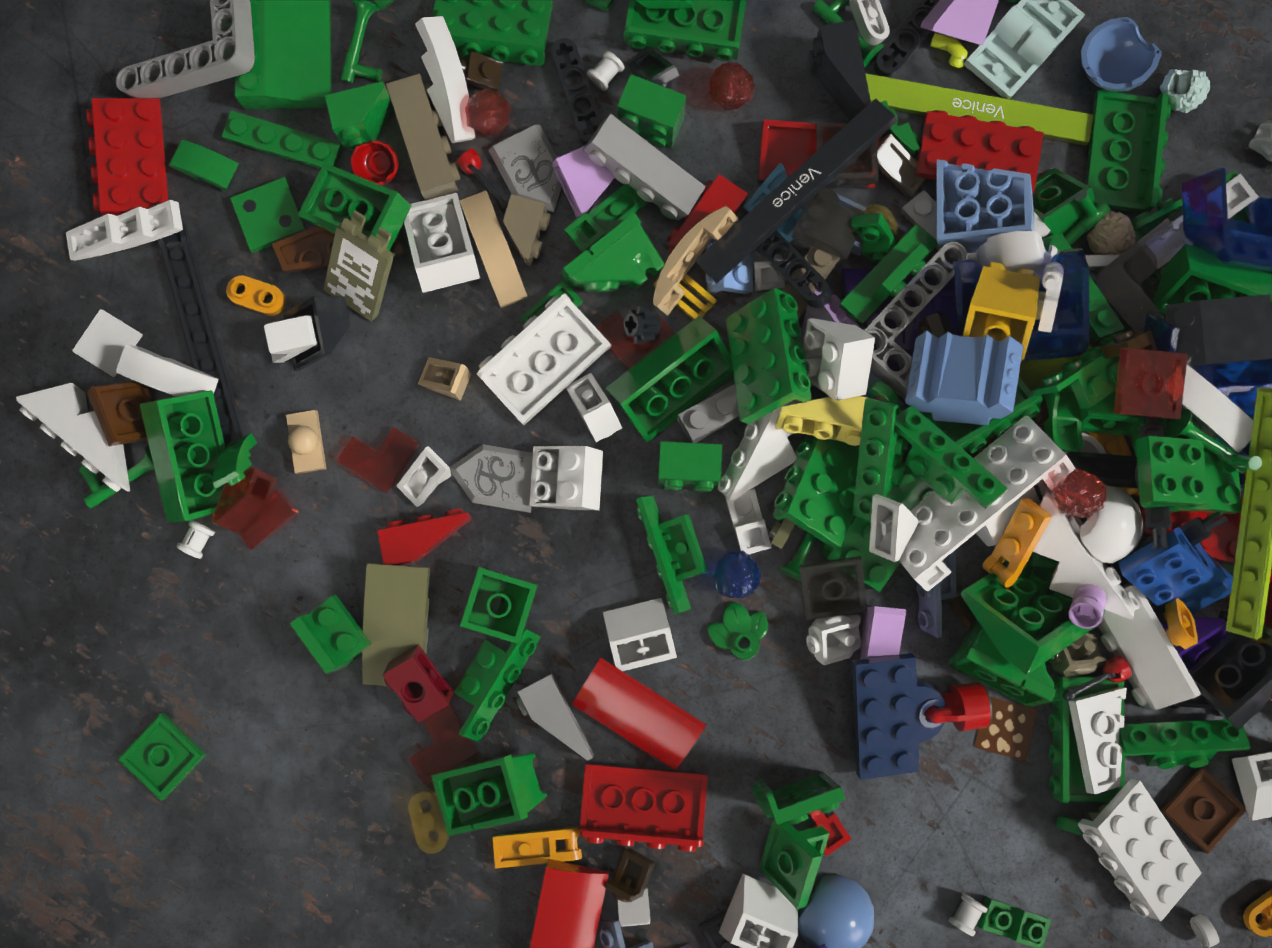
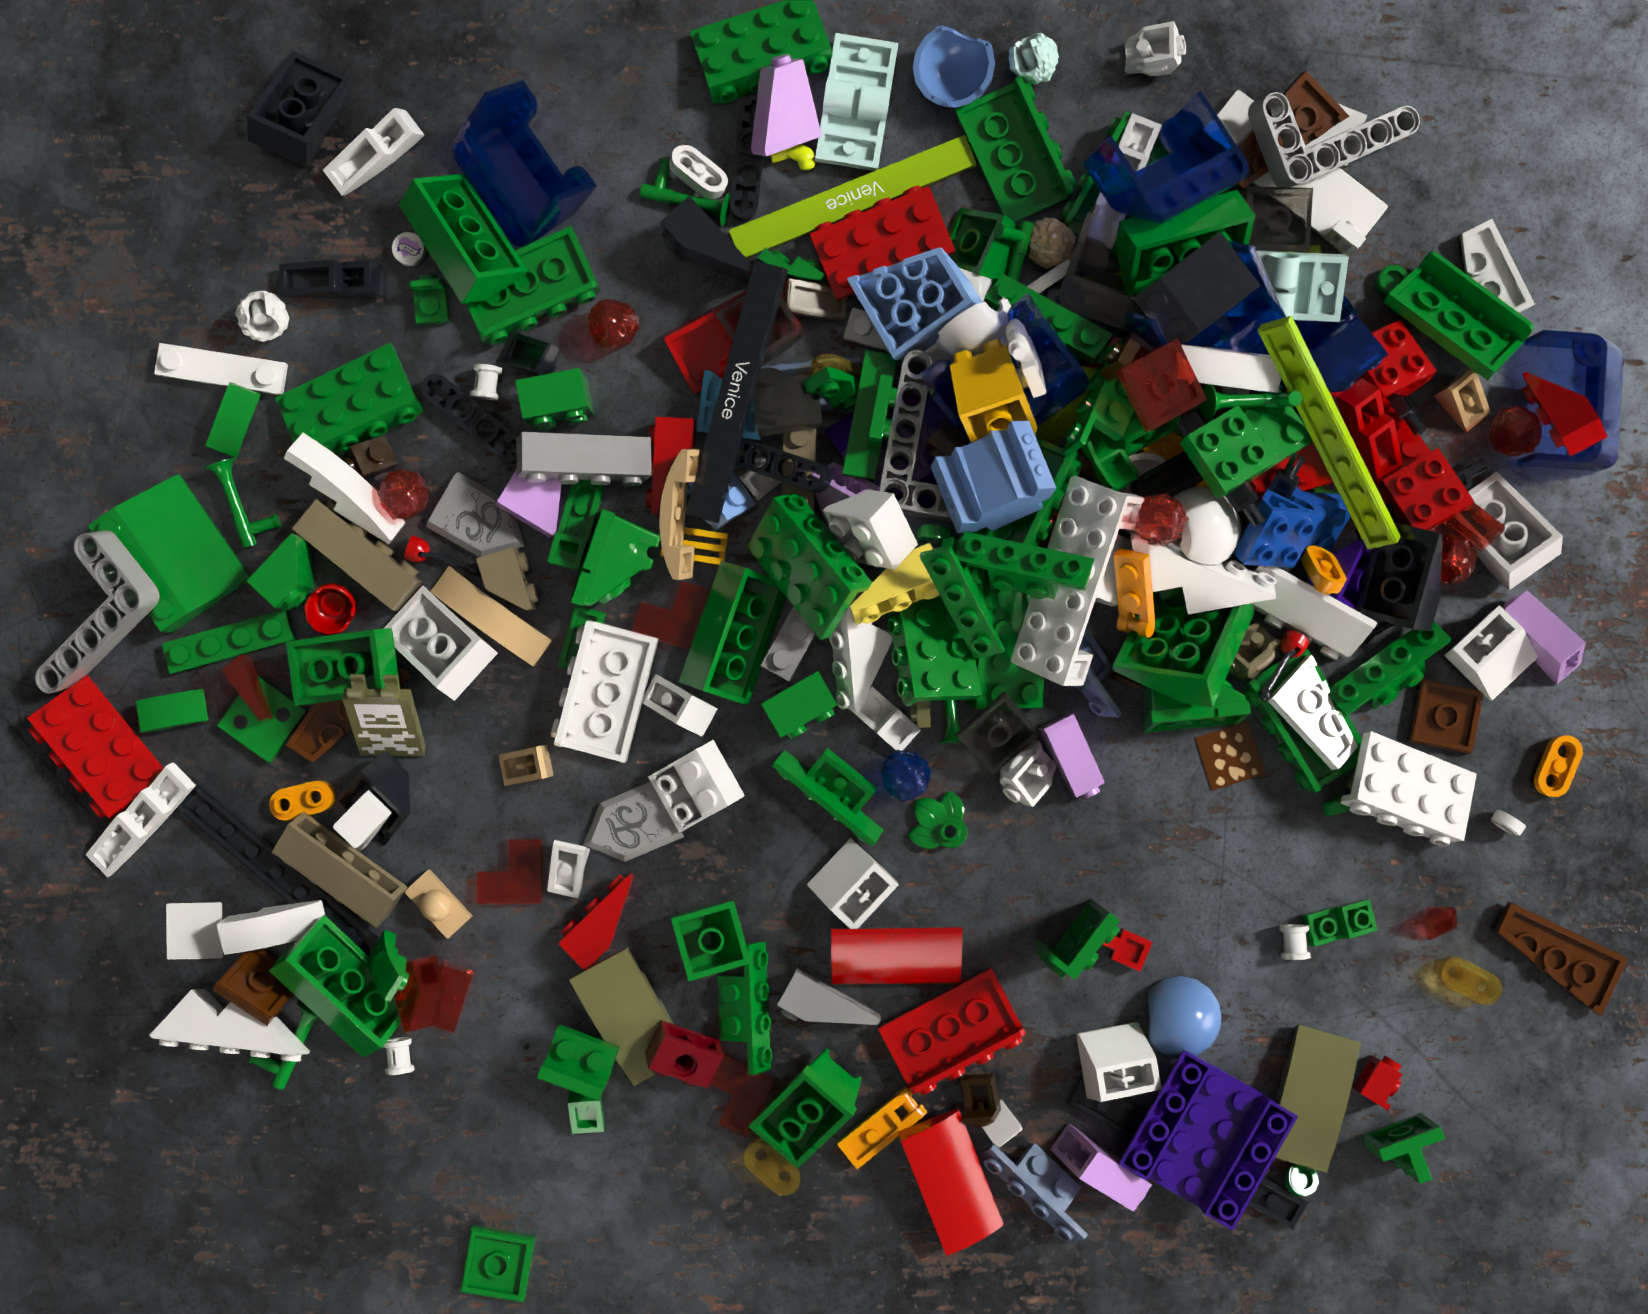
camera: 30 degrees left, 5 degrees up
(247, 364) = (339, 869): none -> dark tan brick
(274, 177) = (245, 680): none -> clear red slope
(310, 680) = (585, 1114): none -> bracket
(642, 325) = (675, 603): black gear -> none
(793, 860) = (1113, 994): green bracket -> none
(890, 527) = (1014, 653): white slope -> none
(899, 712) = (1125, 805): dark blue plate -> none
(1087, 606) = (1229, 612): lavender wheel -> none

